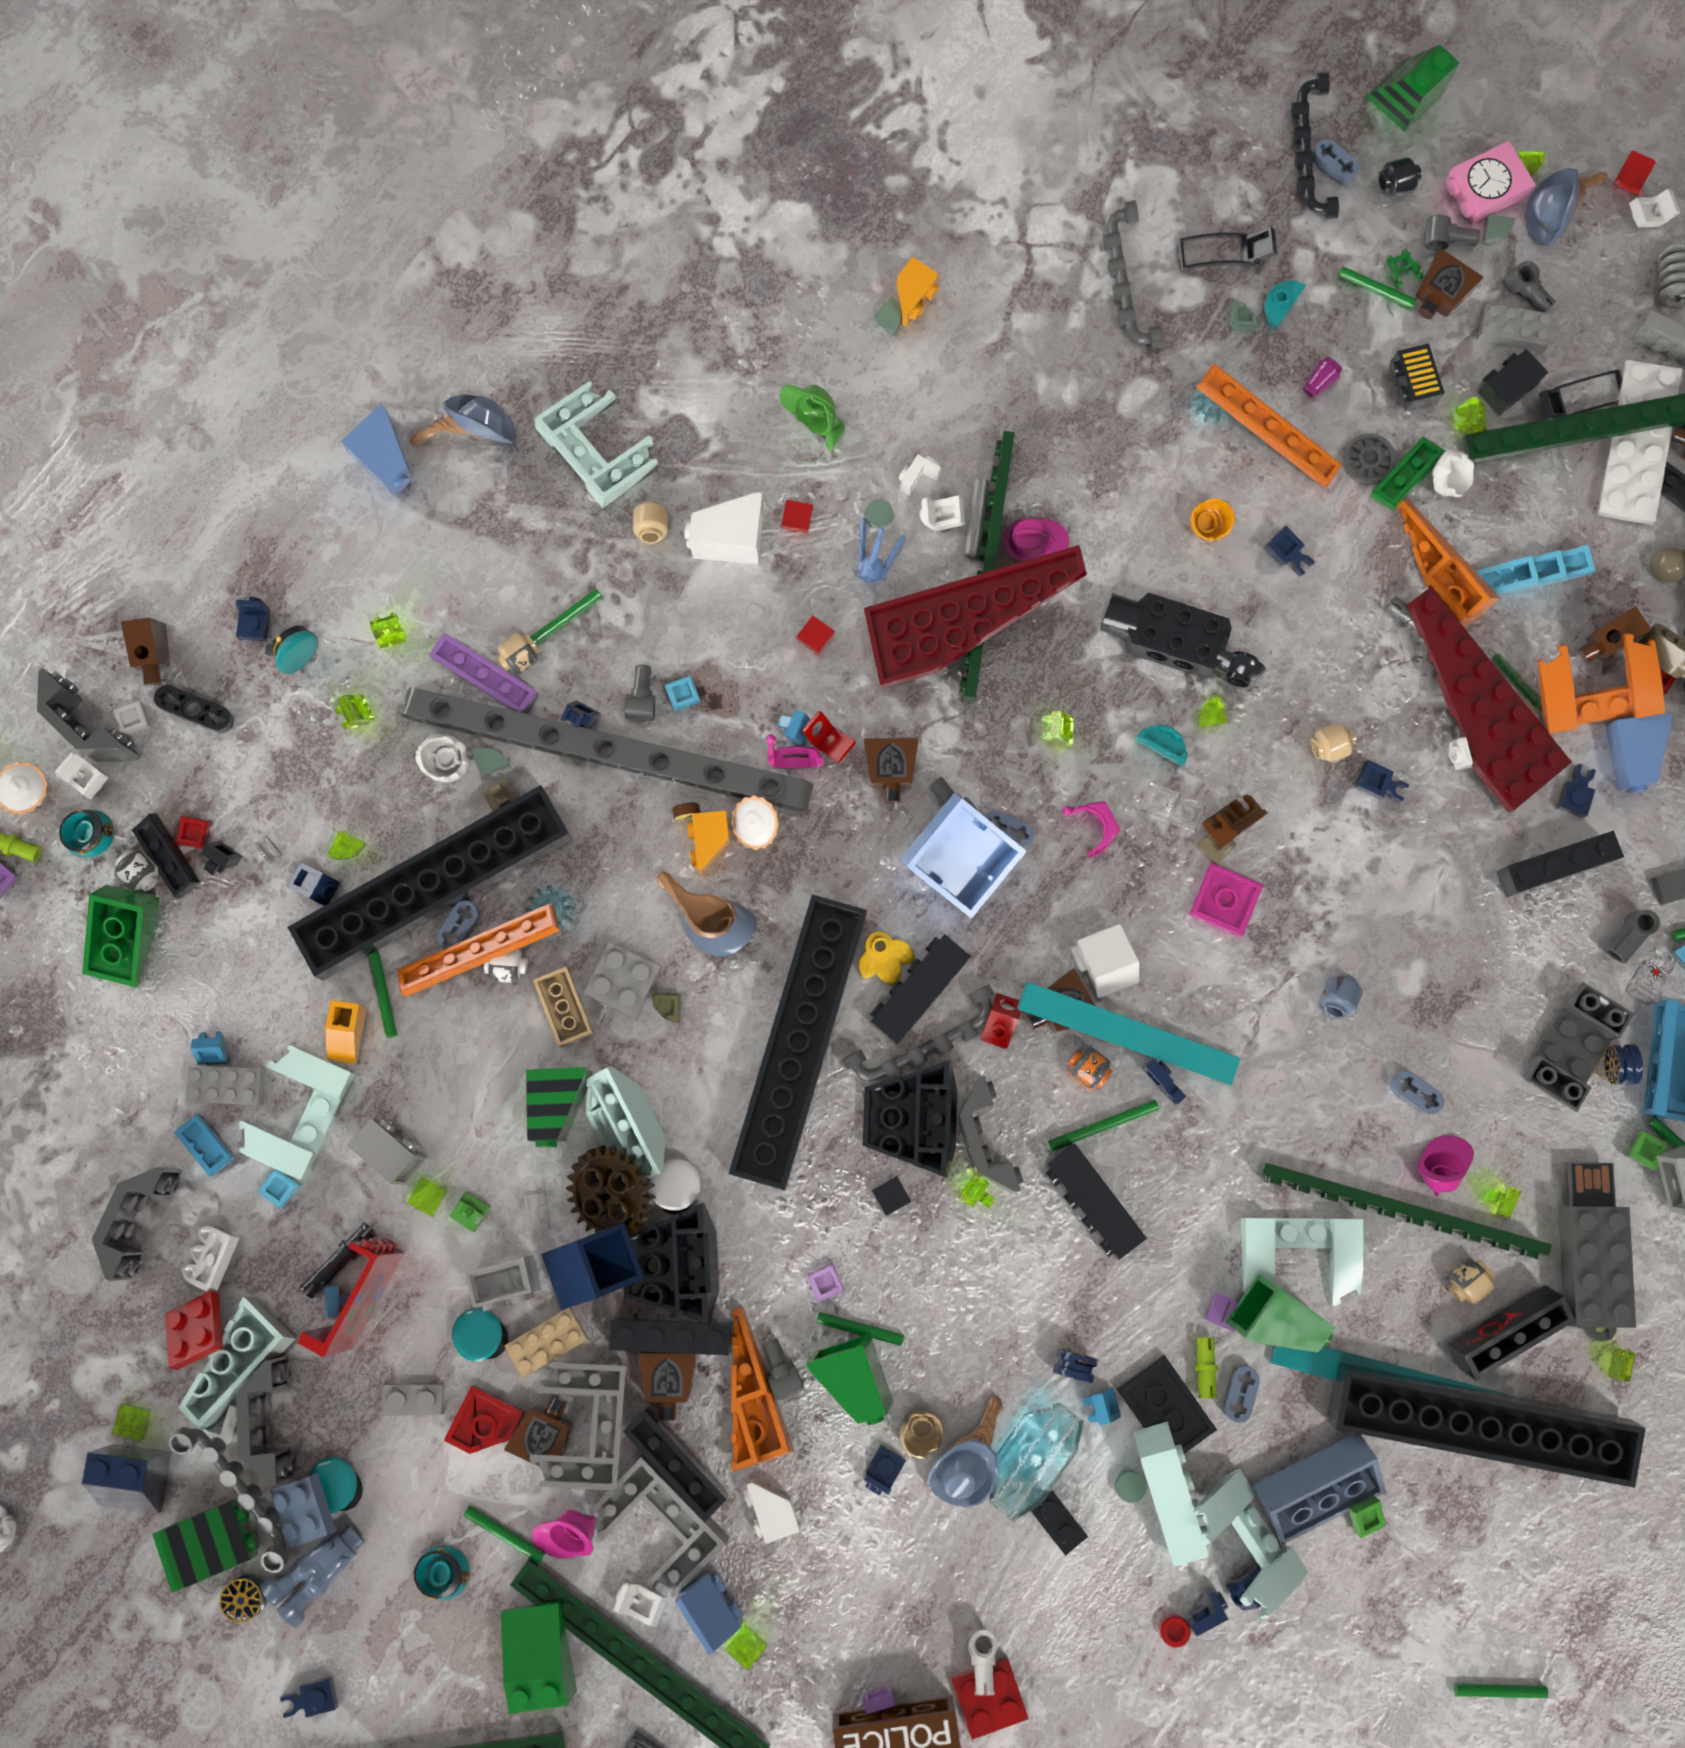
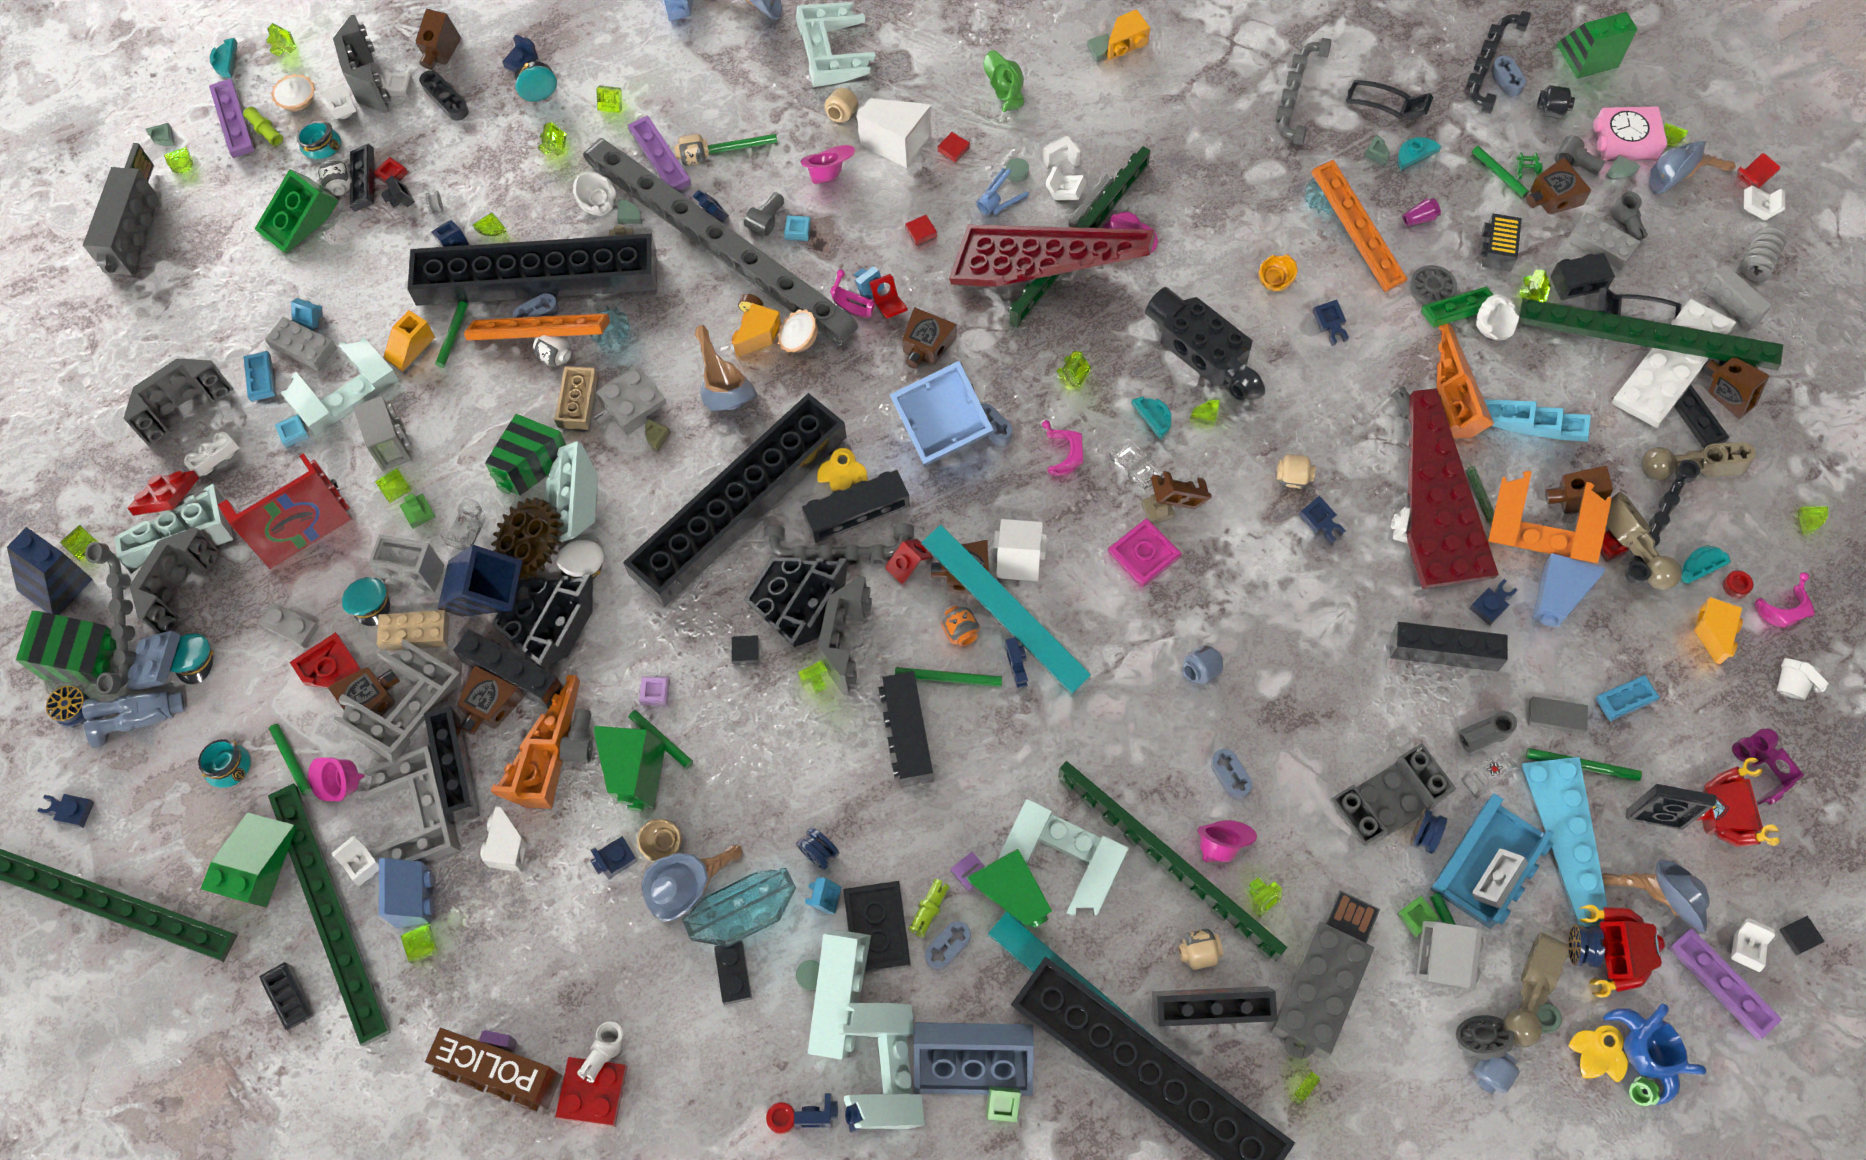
camera: 30 degrees right, 15 degrees down
(675, 601) = (827, 164): none -> dark pink piece

